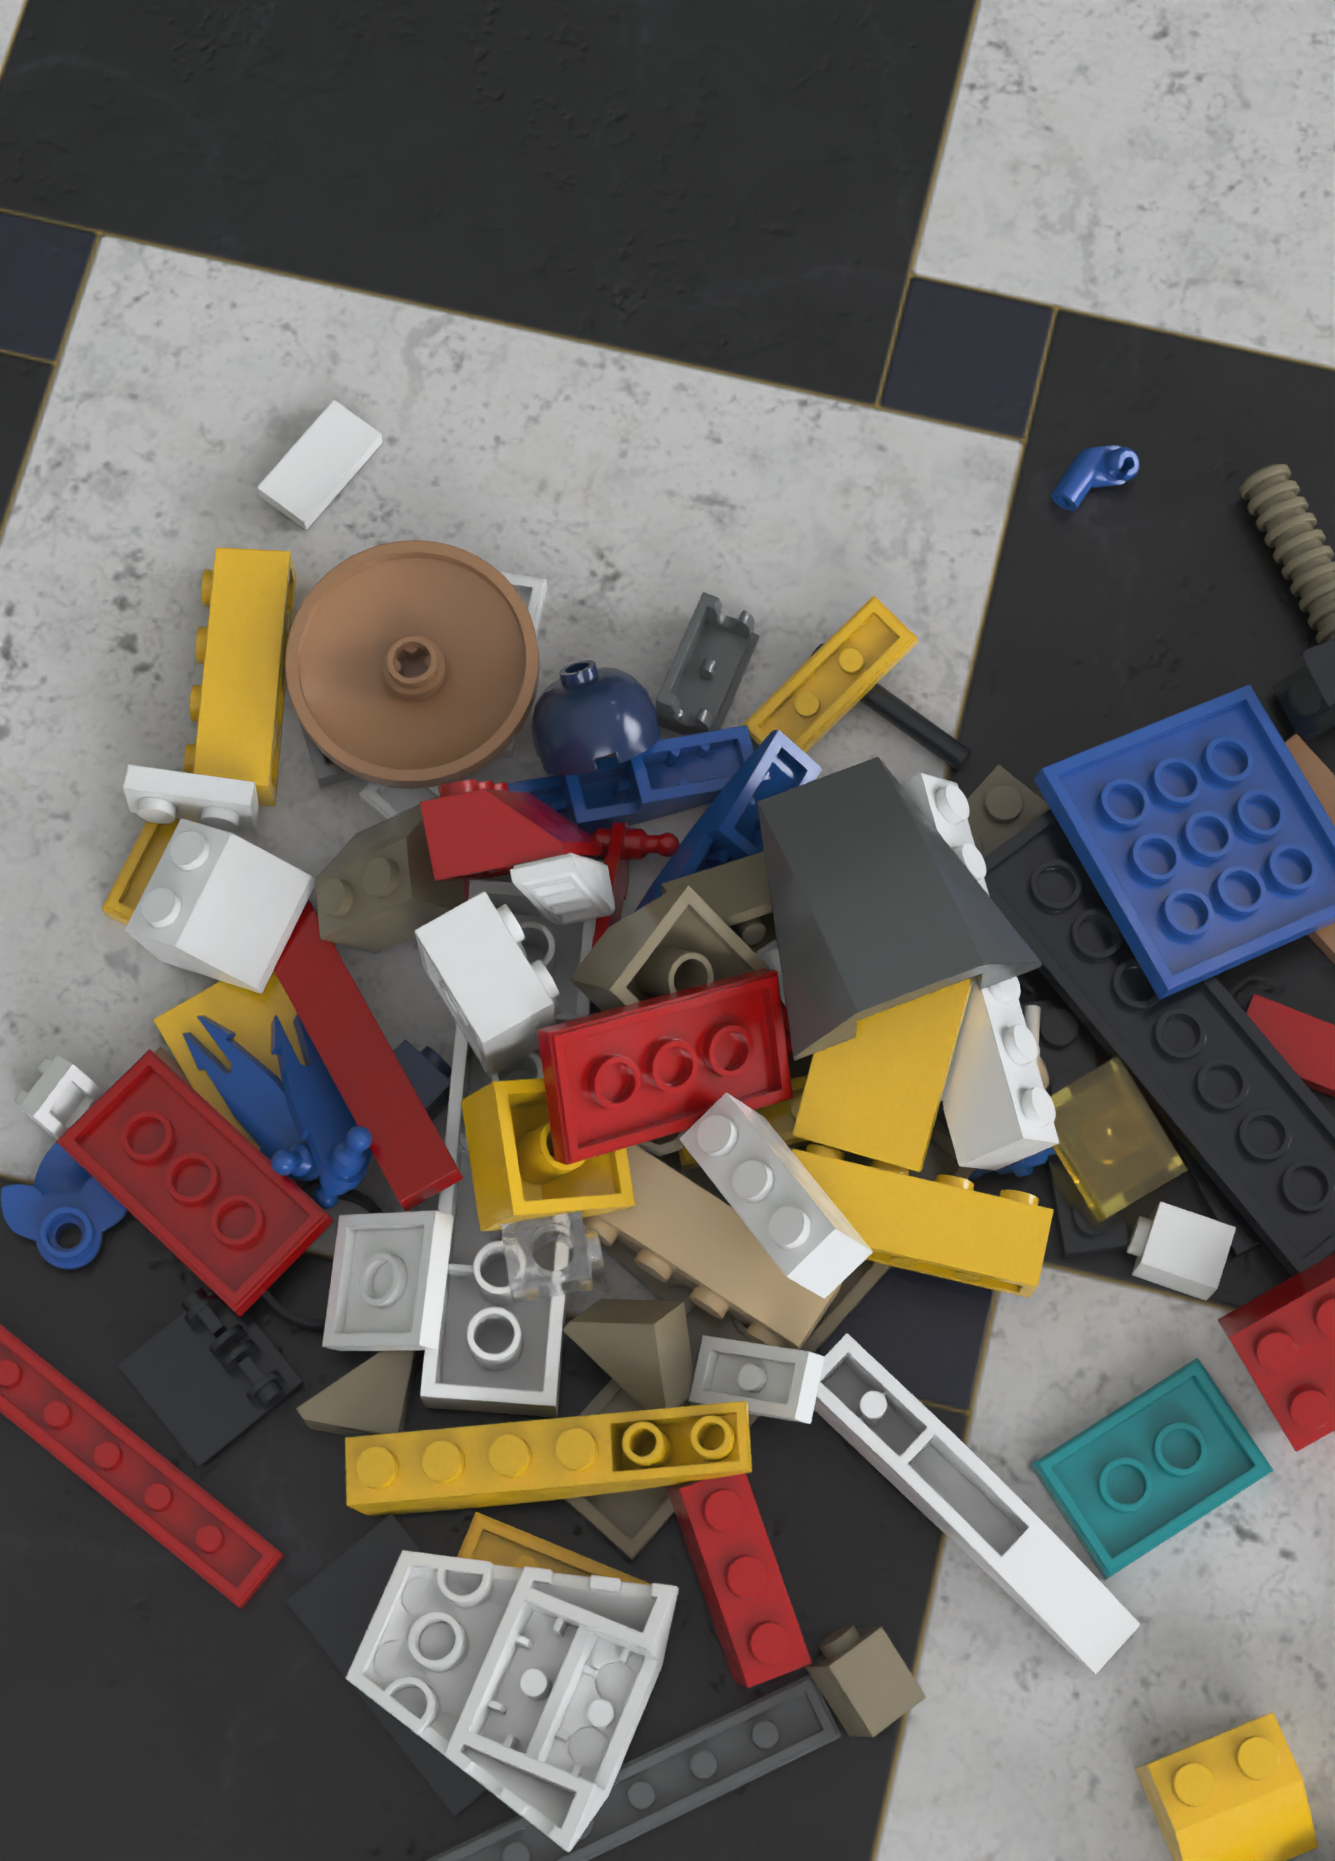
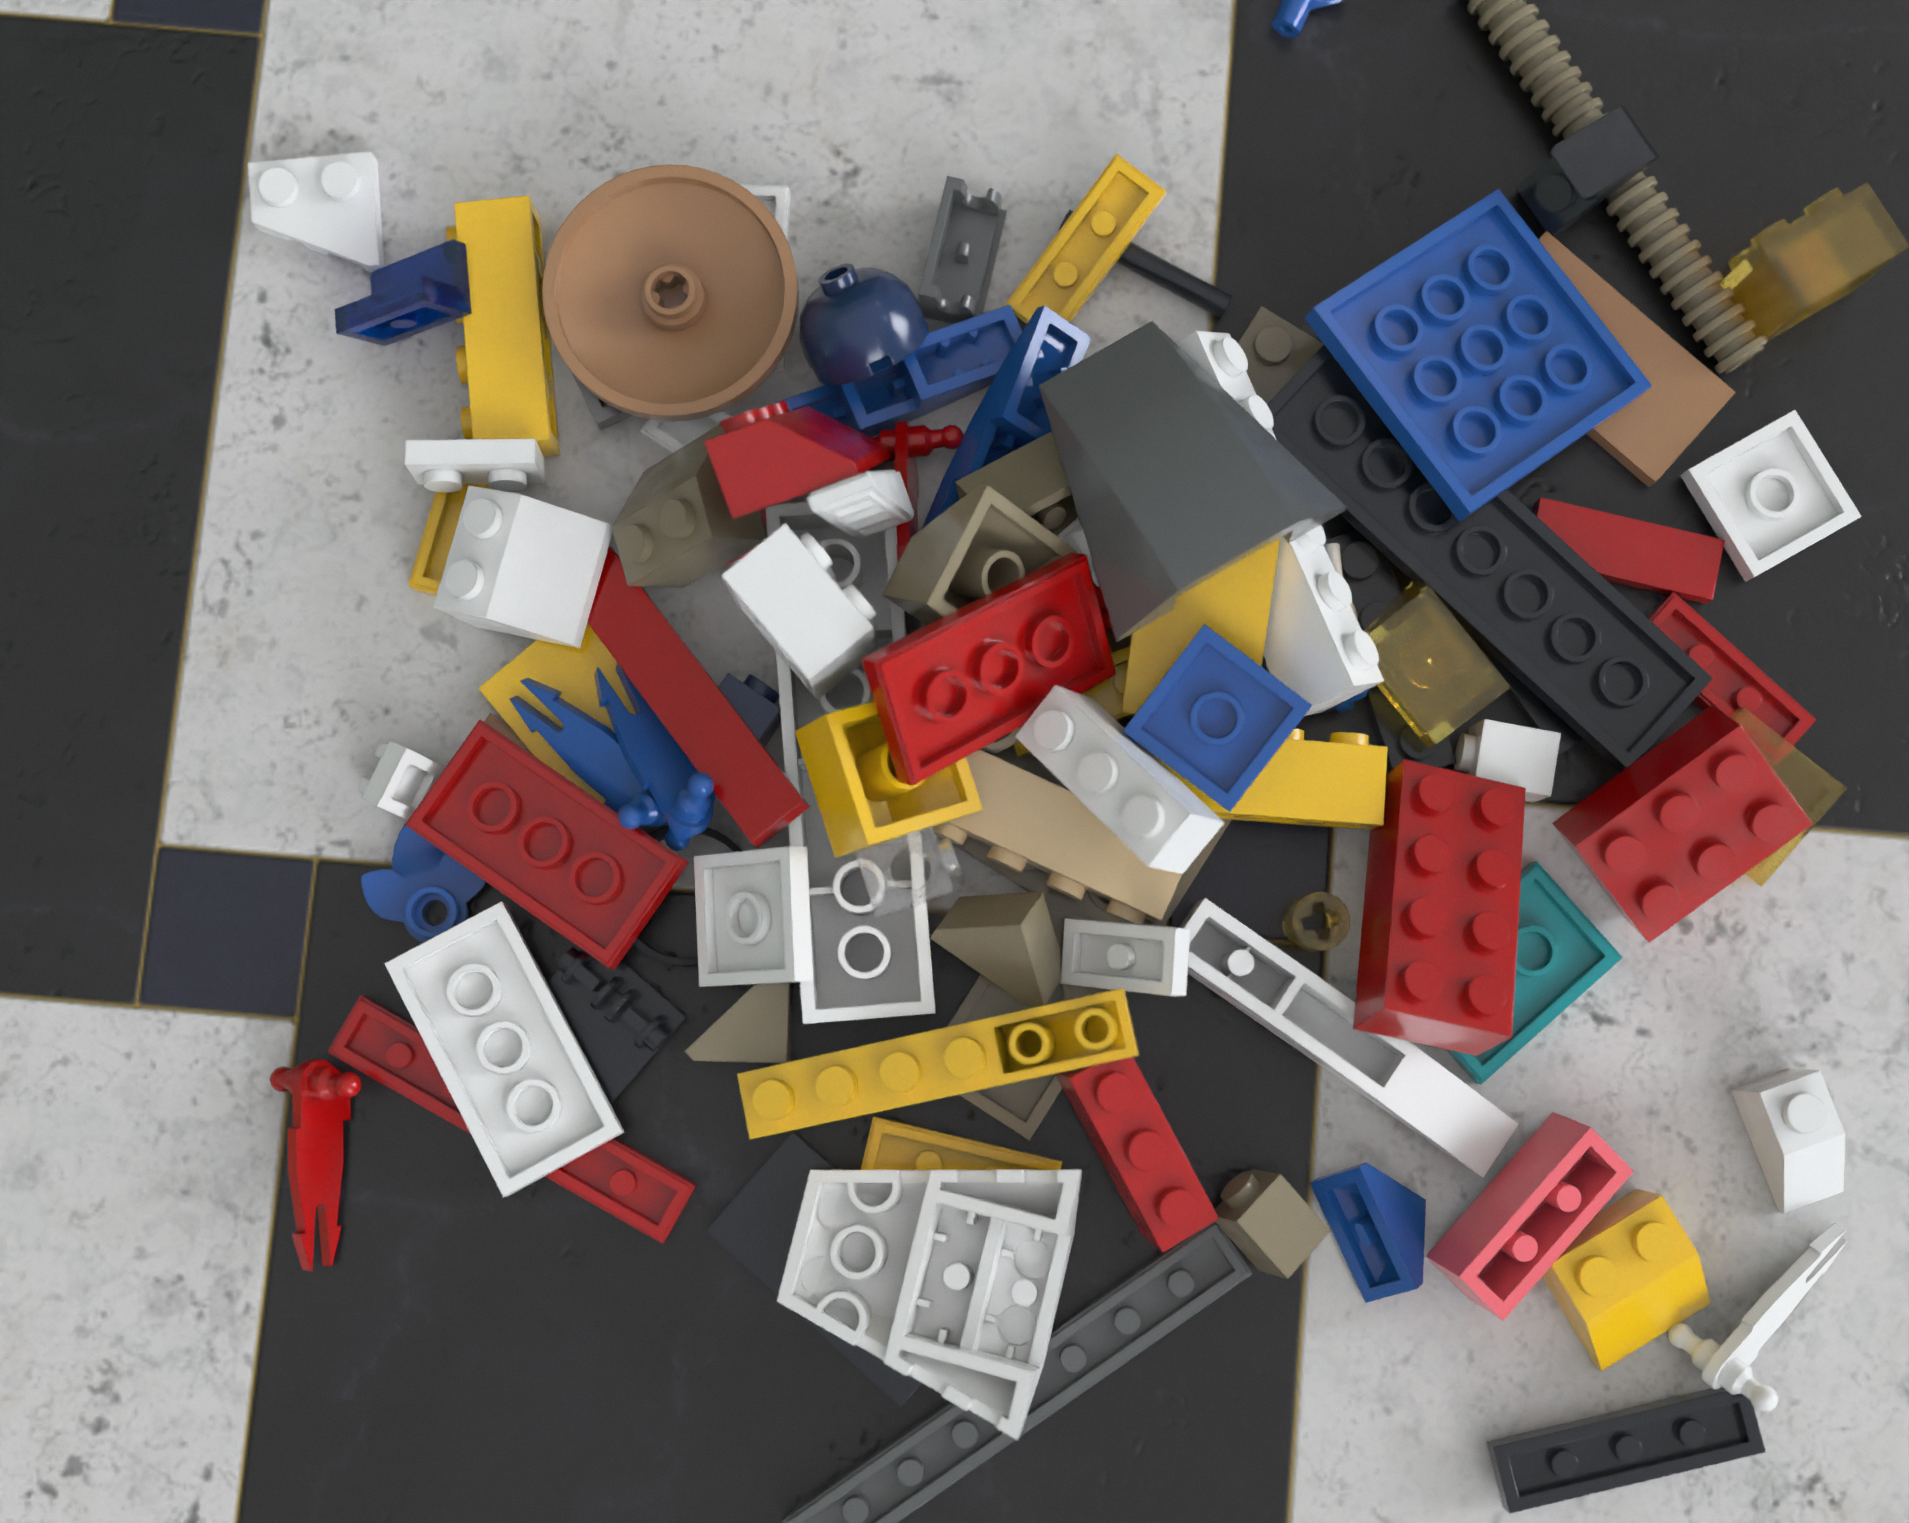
camera: 10 degrees left, 10 degrees up
(86, 531) = (323, 203): none -> white wing
(115, 1380) = (504, 1049): none -> white plate
(156, 630) = (410, 296): none -> clear blue panel
(320, 464) = (543, 101): white tile -> none
(882, 1150) = (1217, 718): none -> blue plate
(975, 1370) = (1324, 904): none -> clear yellow bush
(977, 1709) = (1376, 1228): none -> blue slope
(1085, 1384) = (1442, 910): none -> red brick
(1135, 1715) = (1529, 1214): none -> coral brick

